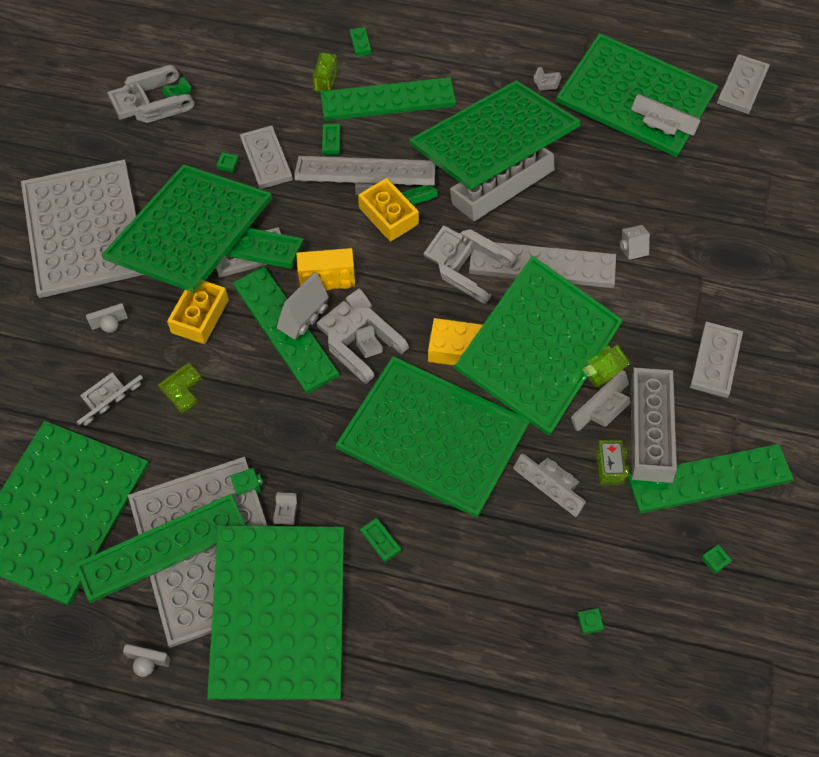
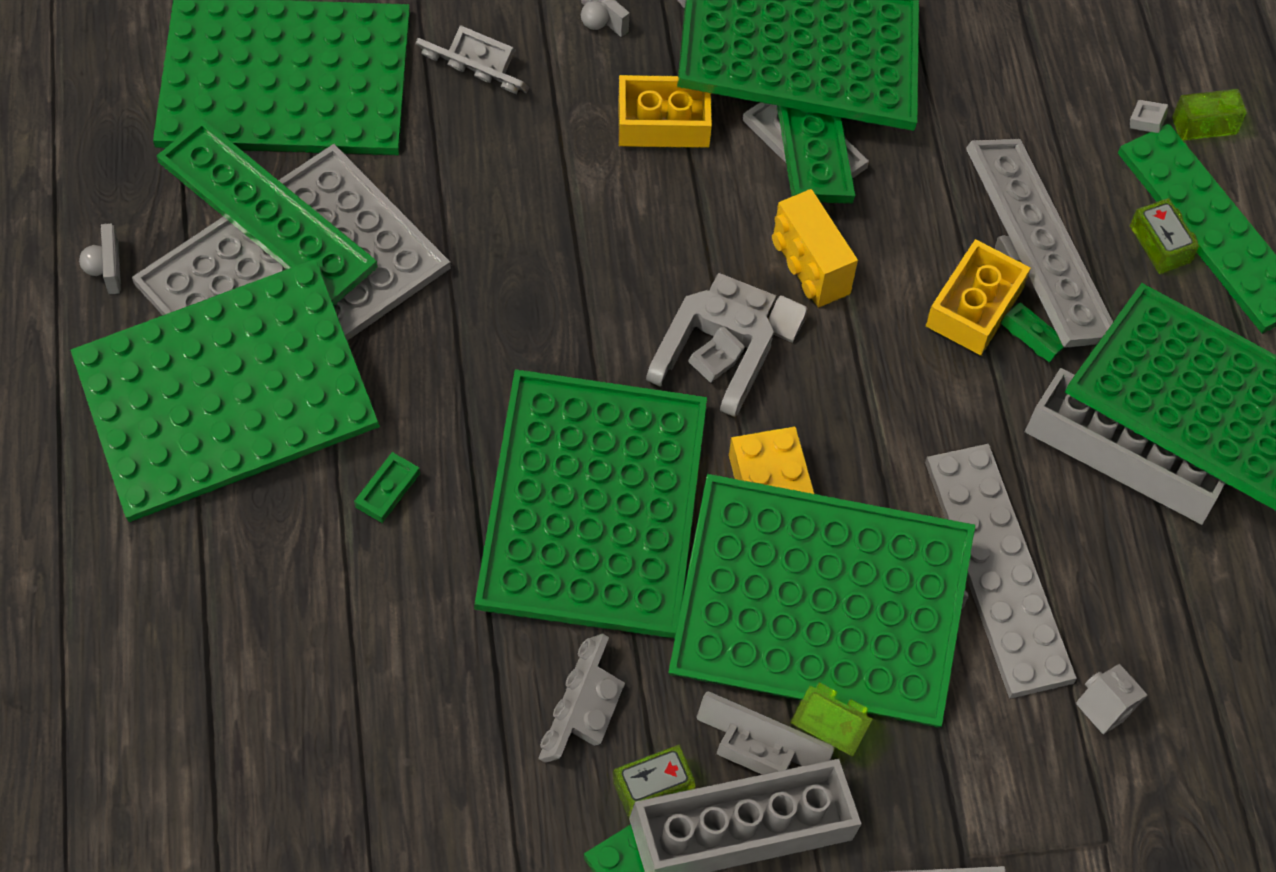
camera: 65 degrees right, 0 degrees up
(177, 385) = (528, 136): clear neon green plate -> none
(227, 162) = (955, 51): green plate -> none
(246, 482) = (409, 279): green bracket -> none
(266, 157) = (994, 96): light grey plate -> none
(285, 508) = (387, 345): light grey bracket -> none
(301, 355) = (691, 240): green plate -> none
(303, 307) = (727, 238): light grey slope -> none
(312, 97) = (1149, 116): none -> light grey plate
(331, 139) = (1080, 172): green plate -> none
(386, 119) = (1164, 235): none -> brick
(453, 249) = (938, 415): light grey plate -> none
(590, 621) = (363, 830): green plate -> none

